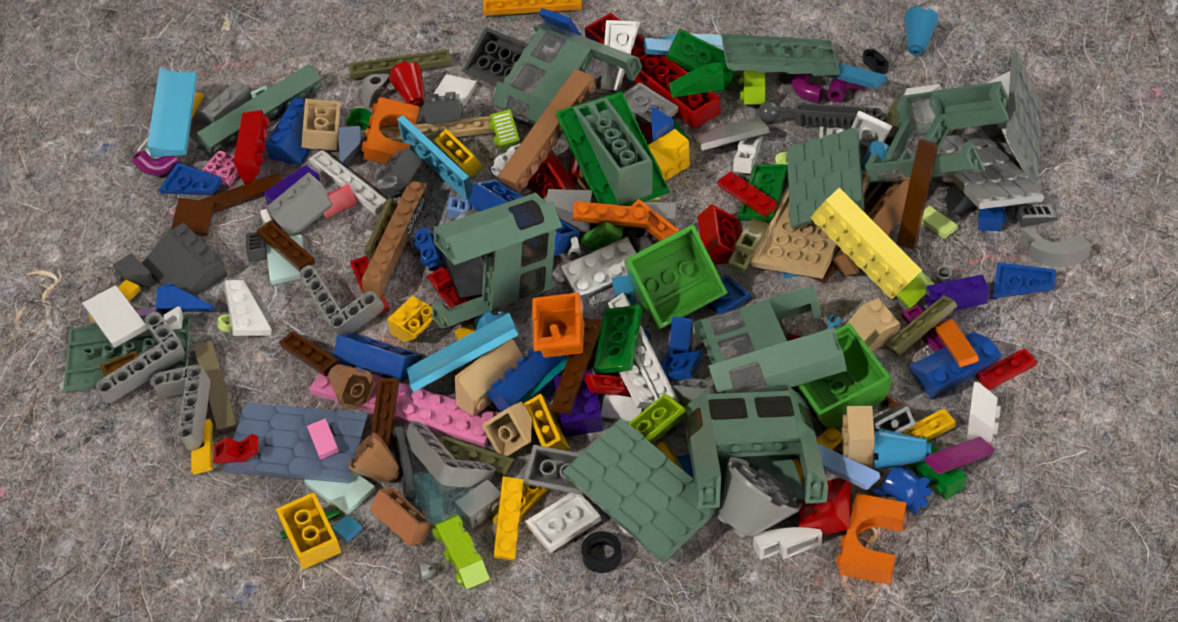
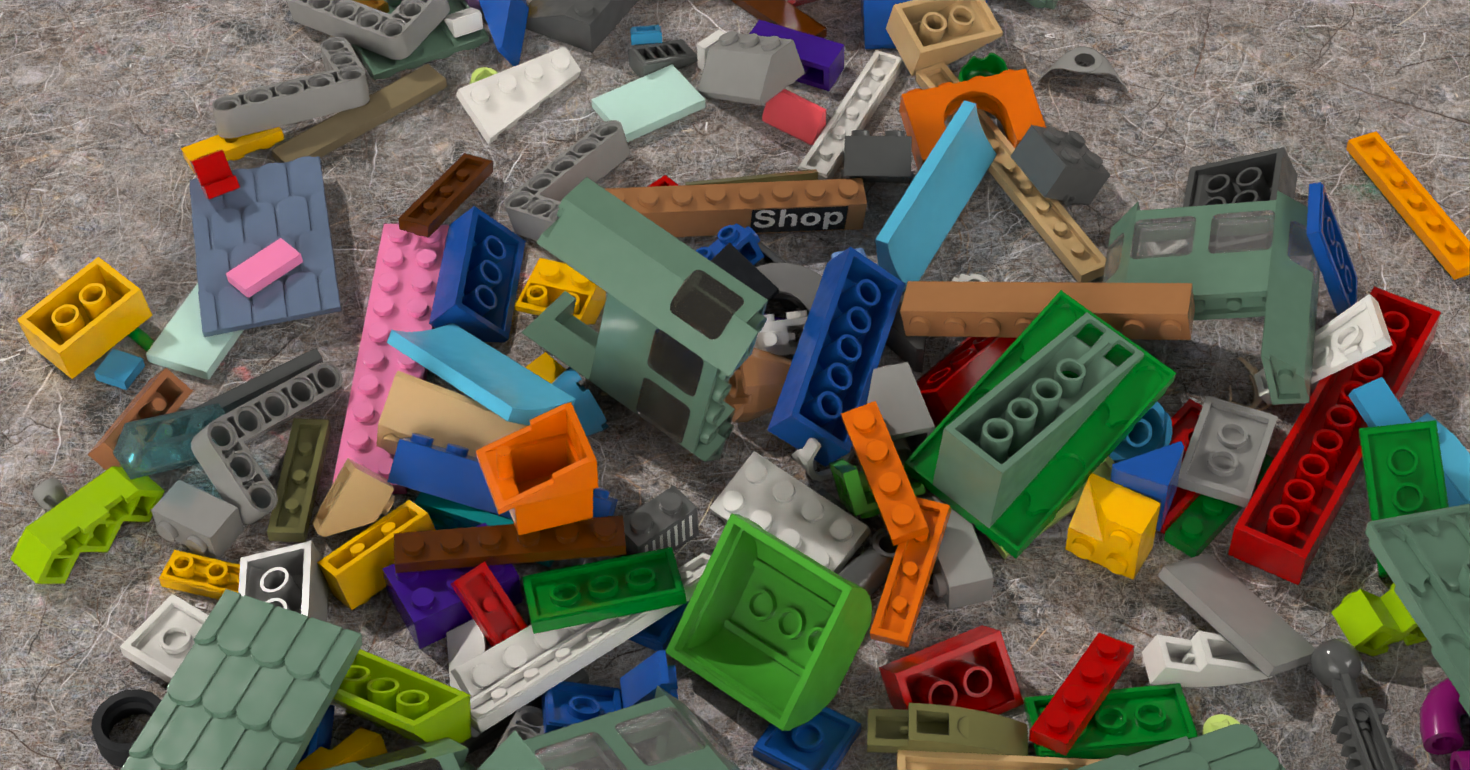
camera: 65 degrees right, 0 degrees up
(234, 246) = (646, 34): none -> dark azure tile
(285, 246) = (660, 87): reddish brown plate -> none
(350, 142) = (918, 71): sand blue slope -> none
(351, 385) = (377, 259): medium nougat cone -> none
(374, 460) = (238, 345): medium nougat cone -> none
(385, 409) = (344, 327): reddish brown plate -> none
(408, 82) = (1103, 103): red cone -> none
(426, 60) = (1155, 83): olive plate -> none
(458, 153) = (968, 224): yellow brick -> none
(459, 85) = (1135, 175): white tile -> none
(505, 130) = (1059, 259): lime brick -> none
(508, 518) = (166, 565): yellow plate -> none
(701, 80) = (1321, 506): green slope -> none

